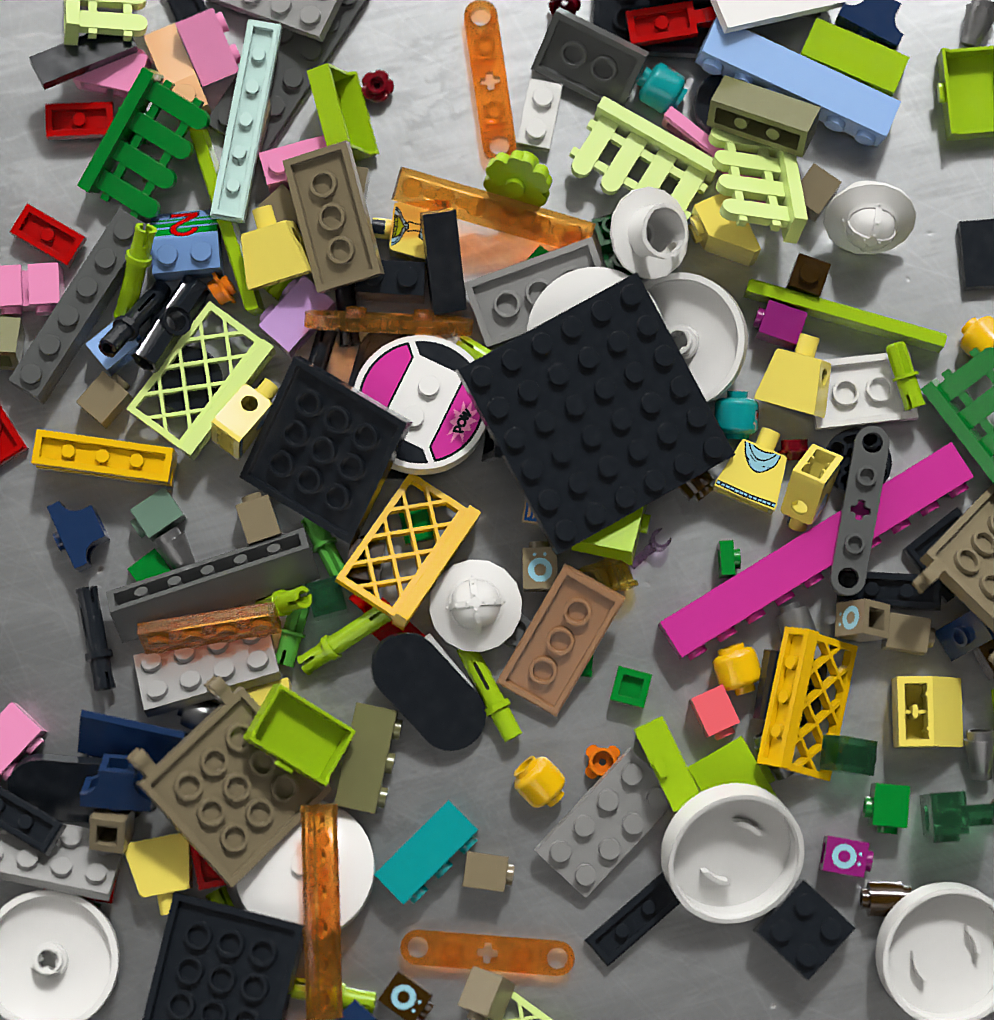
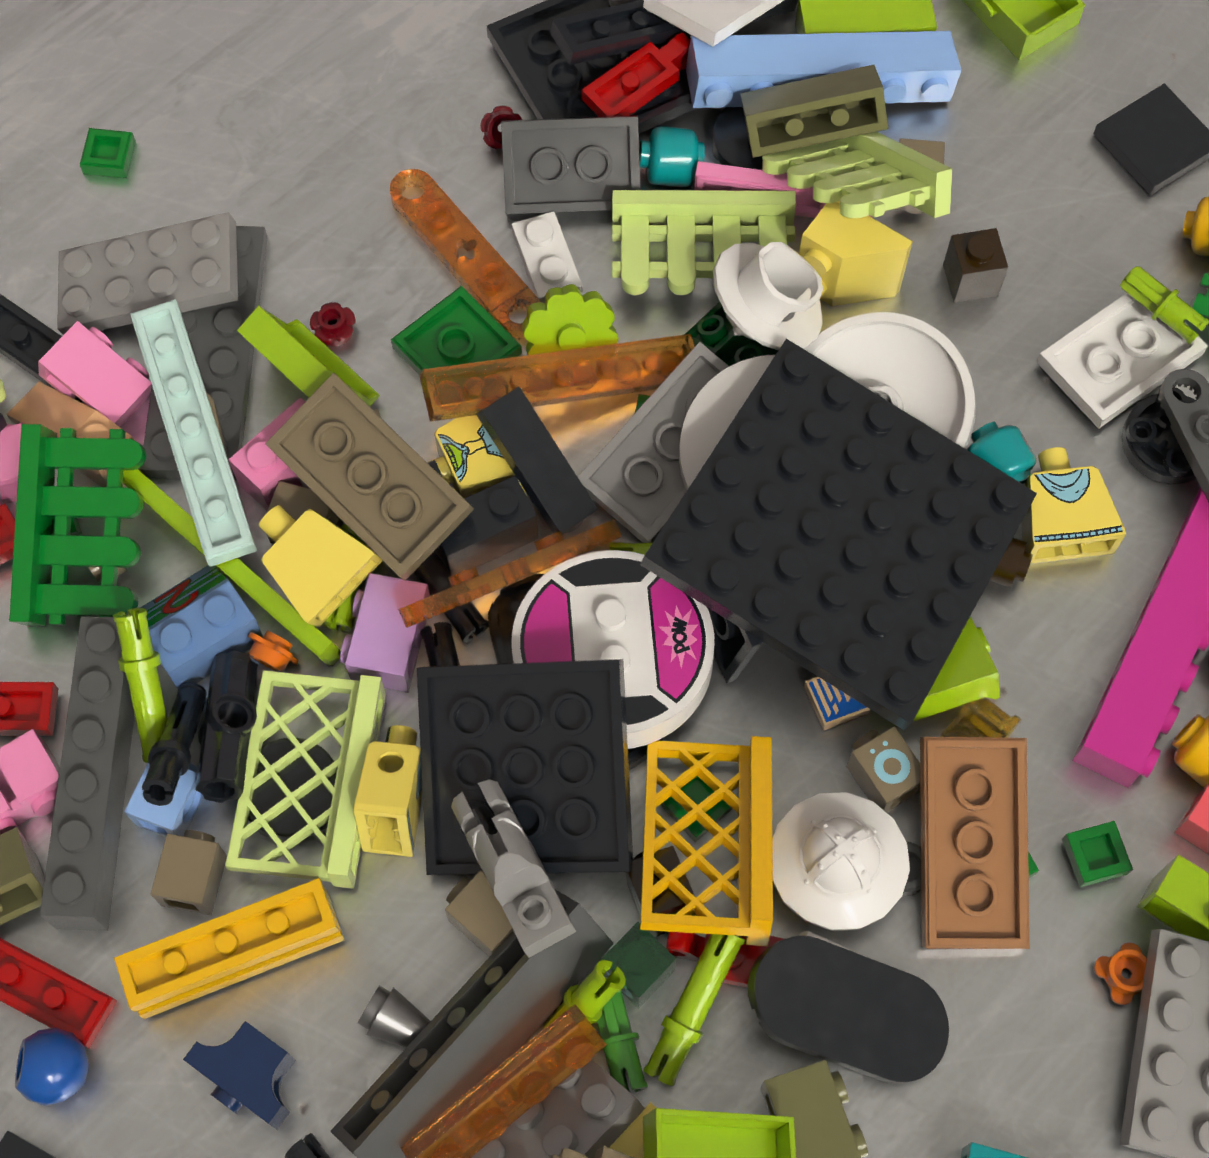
camera: 30 degrees left, 15 degrees down
(149, 566) = (369, 1063): green tile -> none
(156, 515) = (343, 986): sand green brick -> none
(282, 507) = (514, 872): none -> light grey plate
(325, 546) = (597, 900): bright green axle -> none
(447, 143) = (454, 334): none -> green tile
(494, 701) = (943, 977): lime pin -> none
(539, 782) = (1068, 1047): yellow head -> none
(650, 548) = (1005, 664): clear purple hand -> none
(728, 559) = (1105, 628): green plate -> none
(779, 324) = (982, 330): magenta brick -> none
(794, 448) = (1093, 454): dark red plate -> none
(797, 379) = (1045, 374): light yellow torso -> none
(810, 486) = (1149, 486): light yellow torso -> none
(847, 316) = (1043, 283): lime tile -> none
(869, 217) = (1003, 160): white helmet -> none

